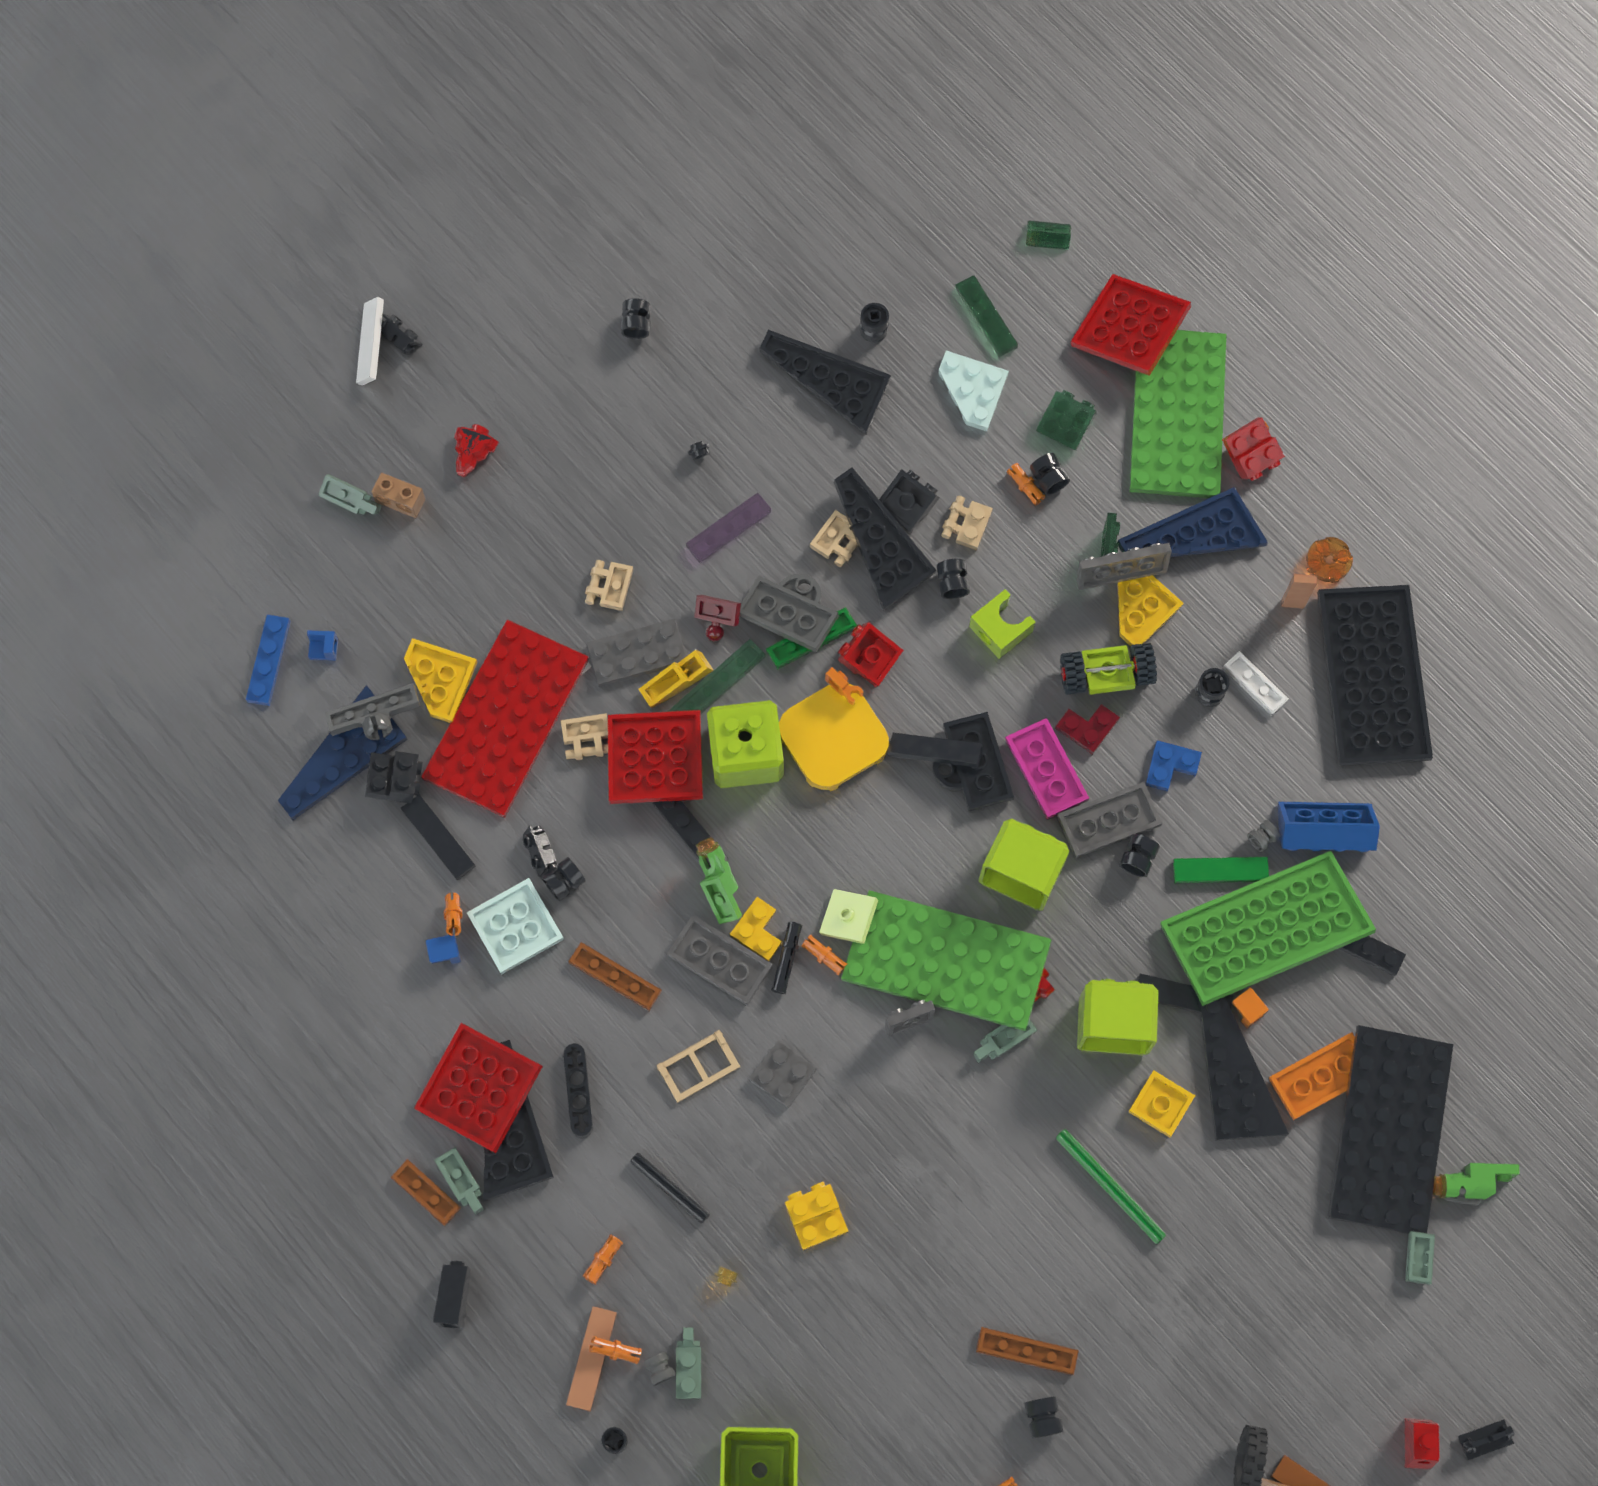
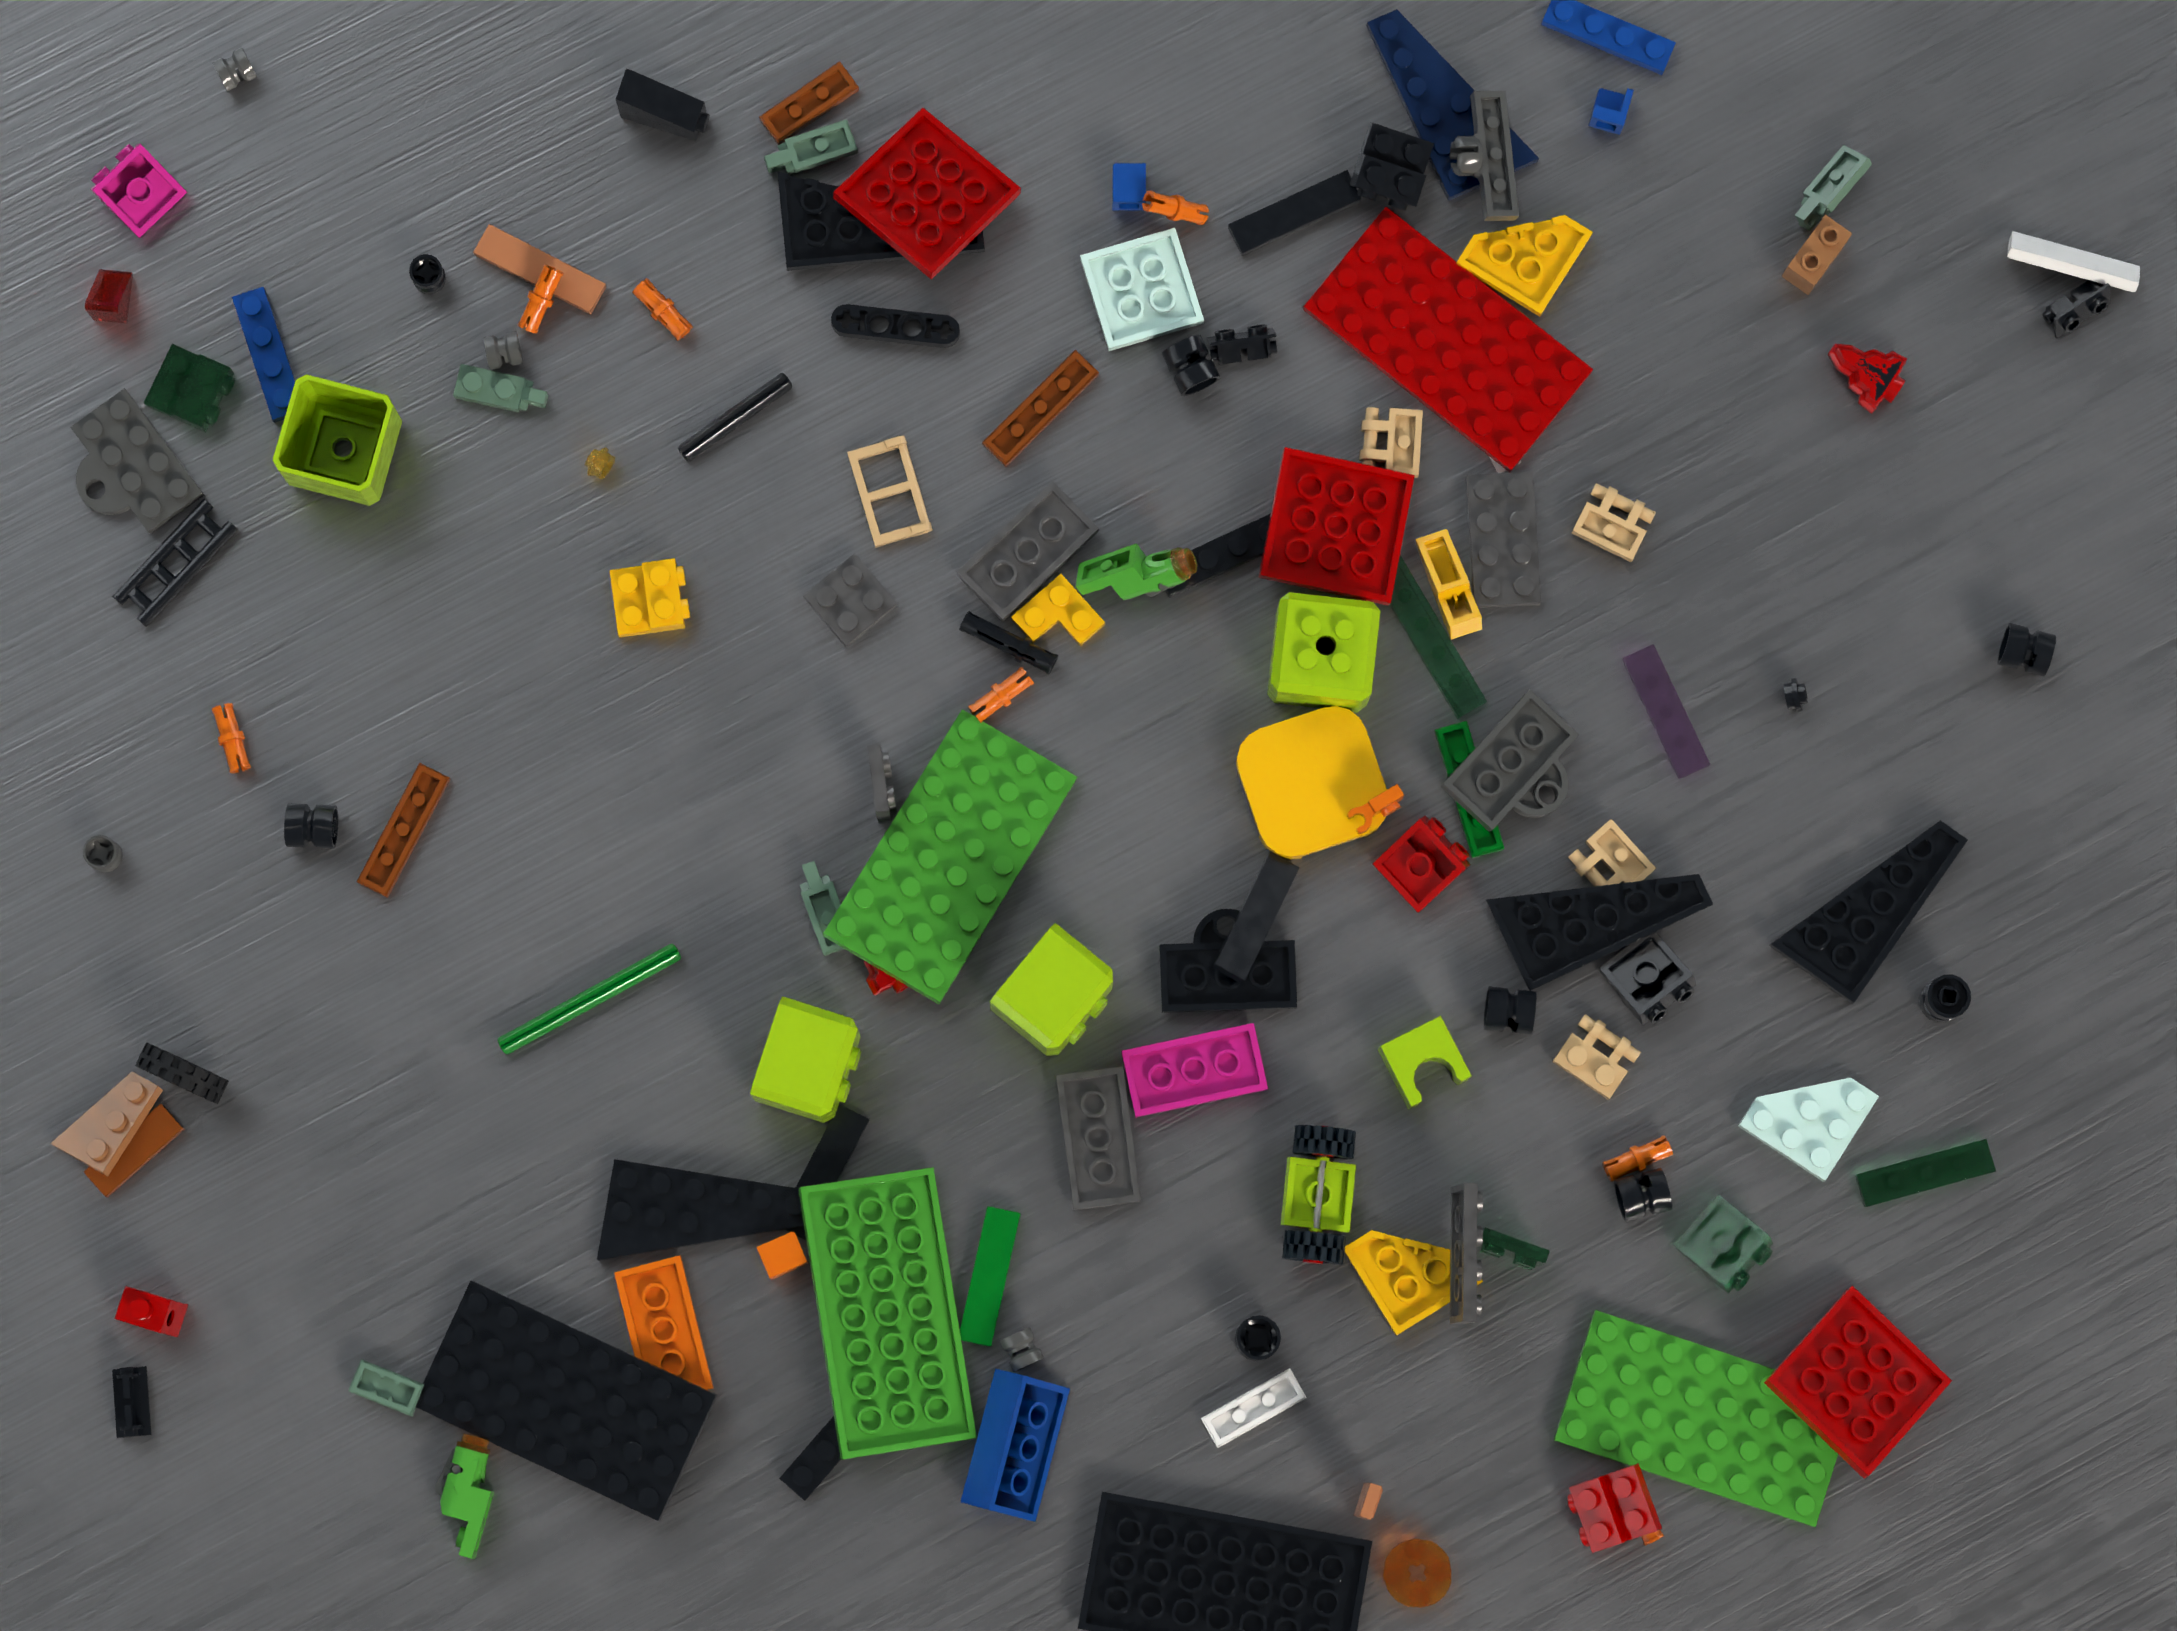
camera: 100 degrees right, 10 degrees up
(718, 612) = (1534, 664): plate -> none
(848, 916) = (1045, 739): yellowish green plate -> none
(1048, 235) = (2042, 1303): clear green slope -> none
(1088, 733) = (1233, 1146): dark red plate -> none
(1138, 858) = (1034, 1163): black wheel -> none
(1161, 1103) = (681, 1097): yellow plate -> none
(1167, 758) = (1169, 1246): blue plate -> none
(1207, 527) = (1507, 1404): dark blue wing -> none

